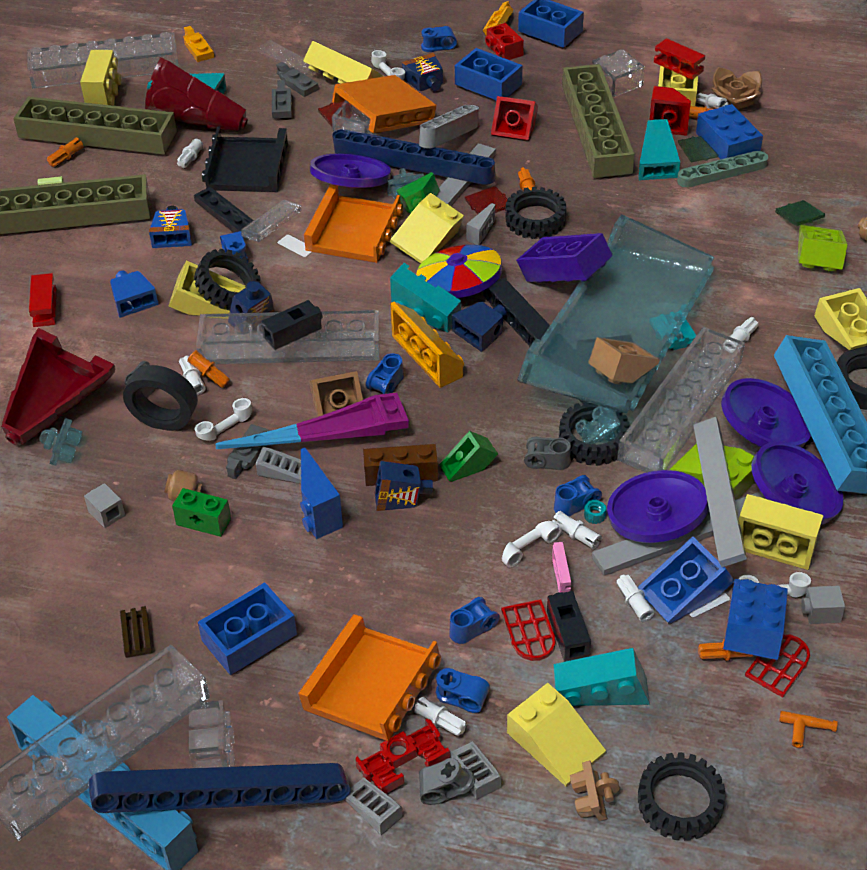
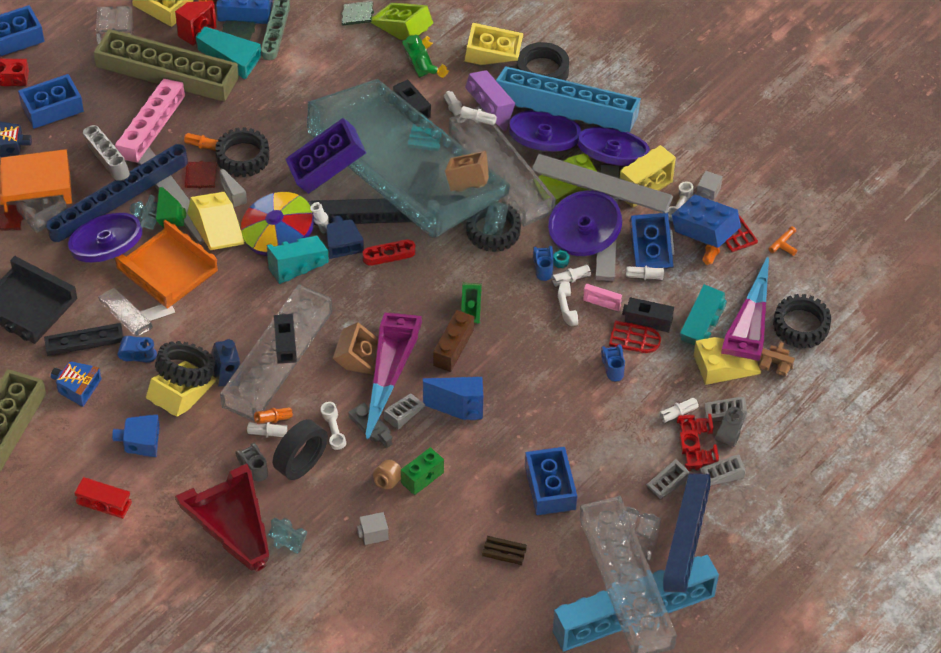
camera: 65 degrees left, 5 degrees up
(344, 753) = (669, 470): none -> light grey slope
(369, 679) = (632, 432): orange panel -> none
(386, 374) = (356, 311): blue piece -> none
(399, 486) = (477, 341): dark blue torso -> none
(425, 345) = (345, 278): light orange slope -> none
(463, 691) = (666, 391): blue piece -> none
(485, 289) = (320, 216): none -> white axle
(486, 360) = (402, 254): none -> red beam
(514, 118) = (116, 111): red slope -> none
(519, 138) = (150, 120): none -> bright pink brick
(550, 453) = (495, 257): dark grey piece -> none
(601, 734) = (746, 333): none -> magenta plate
(713, 298) = (411, 95): none -> black brick
(722, 343) = (478, 115): none -> white axle
(762, 343) = (491, 97): none -> medium lavender slope
(780, 272) = (418, 56): none -> green torso

